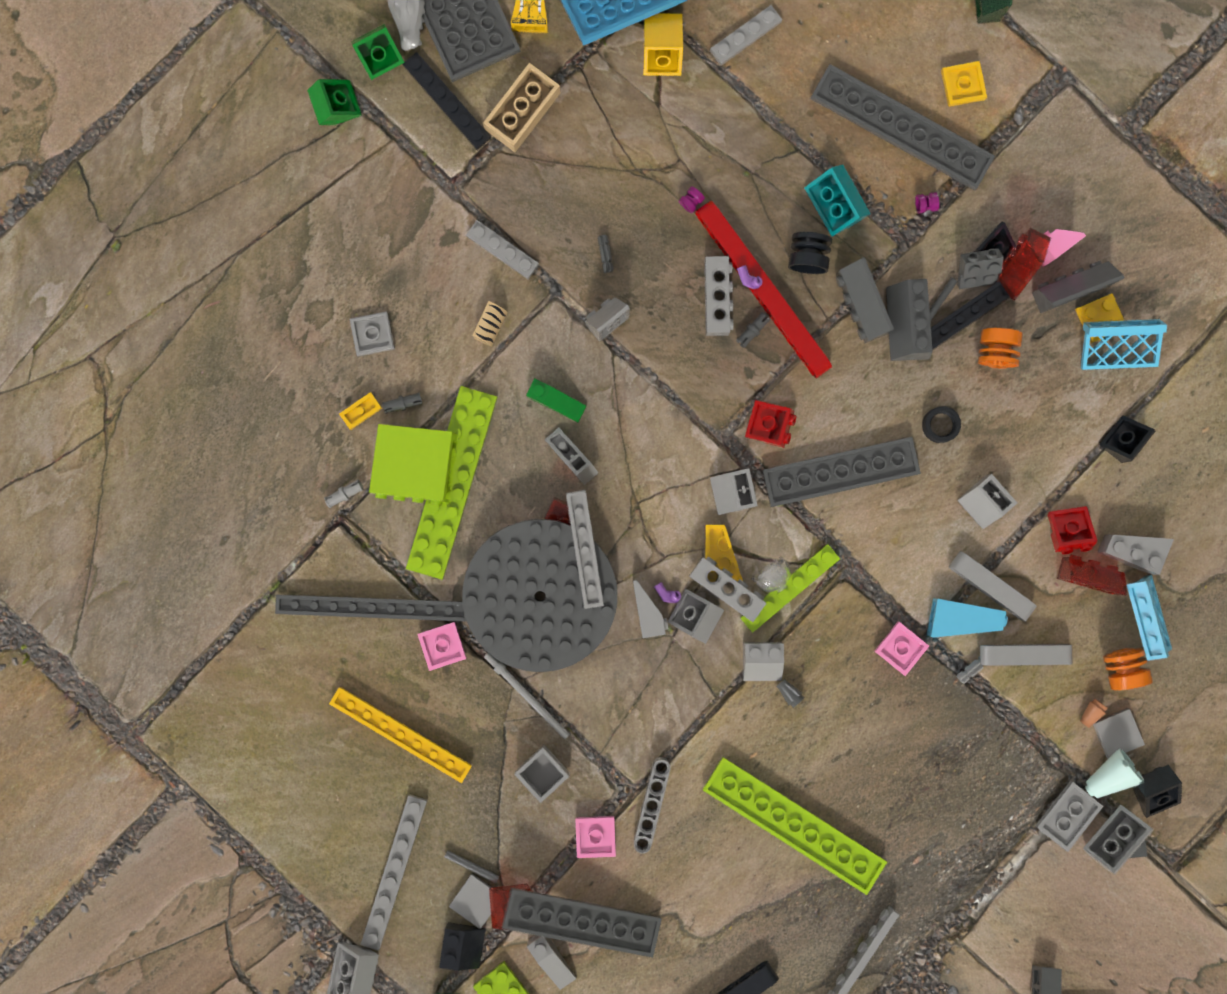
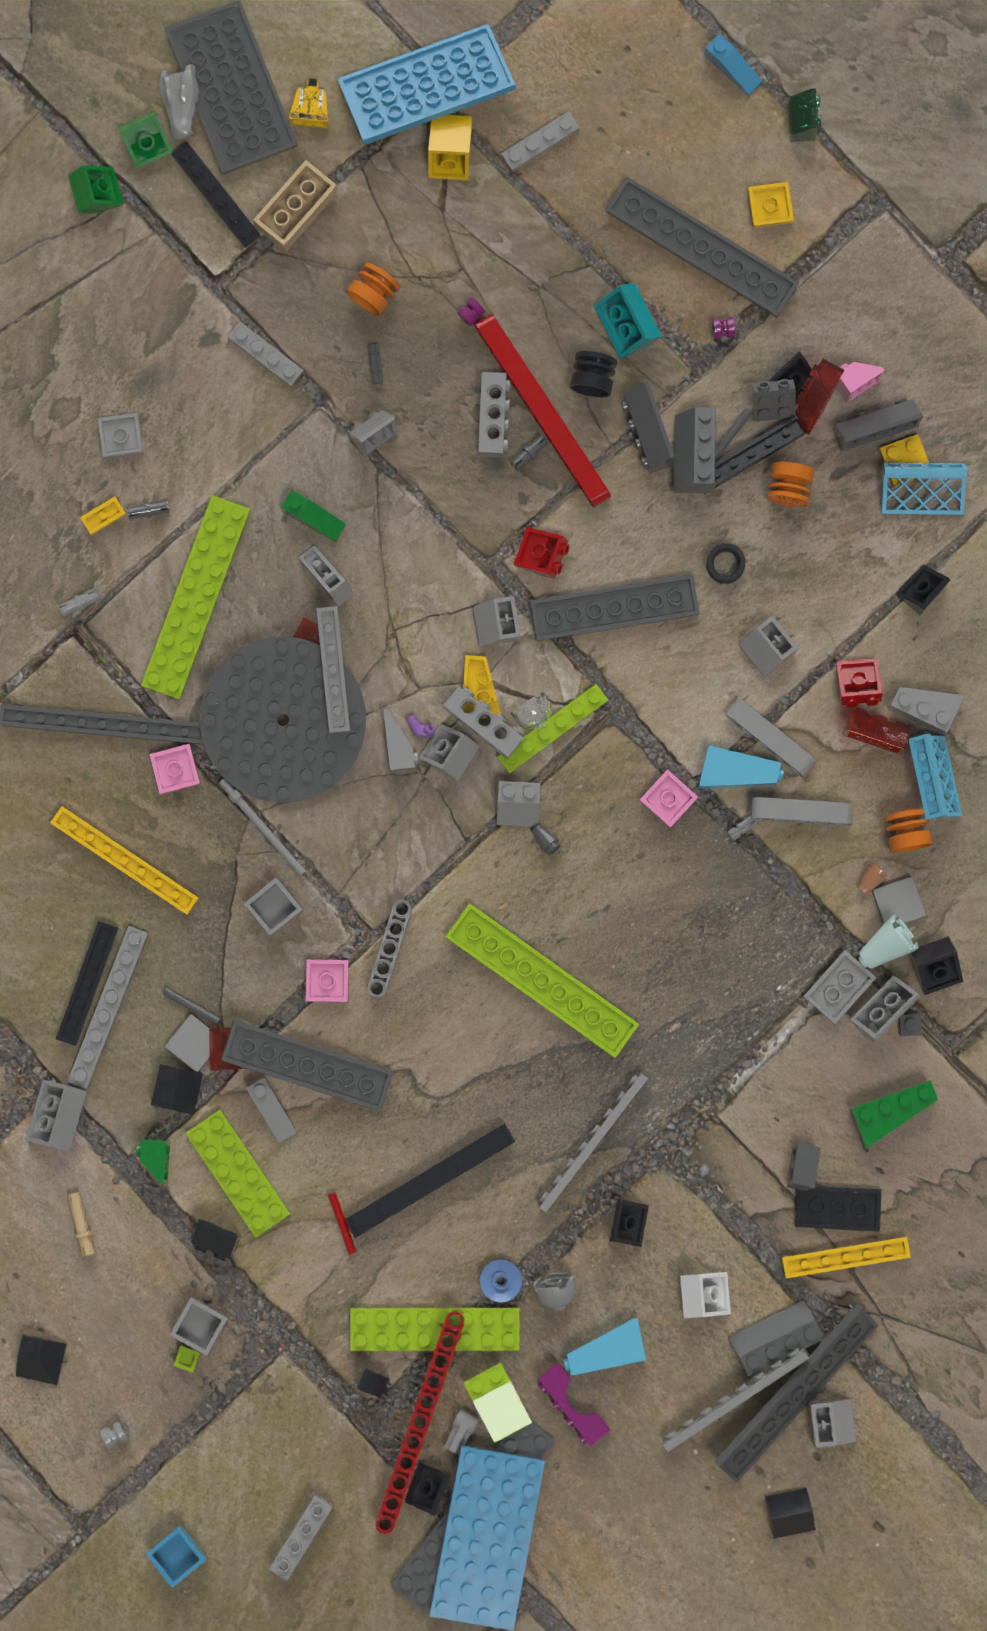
camera: 10 degrees right, 5 degrees down
(373, 852) = (87, 983): none -> black plate
(411, 464) = (155, 573): lime panel -> none
(490, 324) = (247, 431): tan brick -> none
(599, 182) = (371, 291): none -> orange wheel
(748, 280) = (525, 399): medium lavender arm -> none
(1125, 930) = (886, 1114): none -> green wedge

